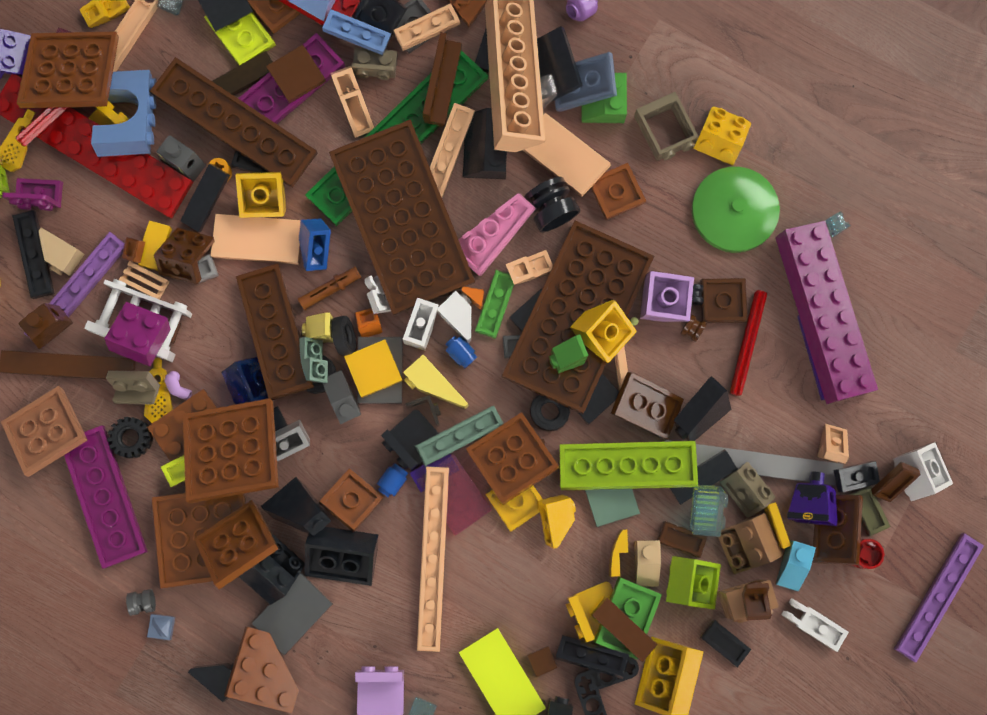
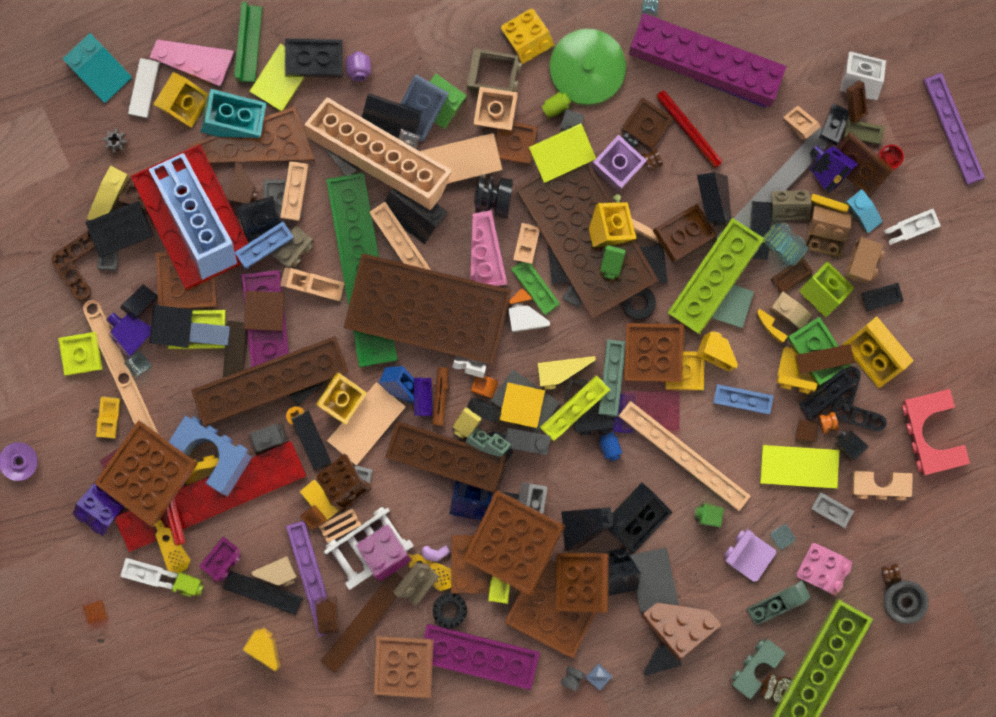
camera: 55 degrees left, 5 degrees up
(241, 42) = (209, 334): none -> sand blue tile
(317, 272) = (423, 396): none -> dark purple tile
(351, 500) = (604, 484): dark orange plate -> none
(390, 624) = (709, 515): none -> bright green slope
(405, 420) = (575, 408): none -> neon yellow tile
(420, 324) = (515, 349): white slope -> none
(442, 81) = (346, 209): reddish brown fence -> none
(460, 351) = (553, 335): blue brick -> none
(528, 577) = (743, 399): none -> medium blue plate
(565, 678) = (828, 422): none -> orange wheel
(635, 149) = (495, 108): none -> light nougat slope
(638, 237) = (562, 153): none -> neon yellow tile
(673, 229) = (571, 119): none -> dark grey brick
(679, 204) = (556, 105): none -> lime brick
(756, 601) = (869, 257): reddish brown bracket -> none

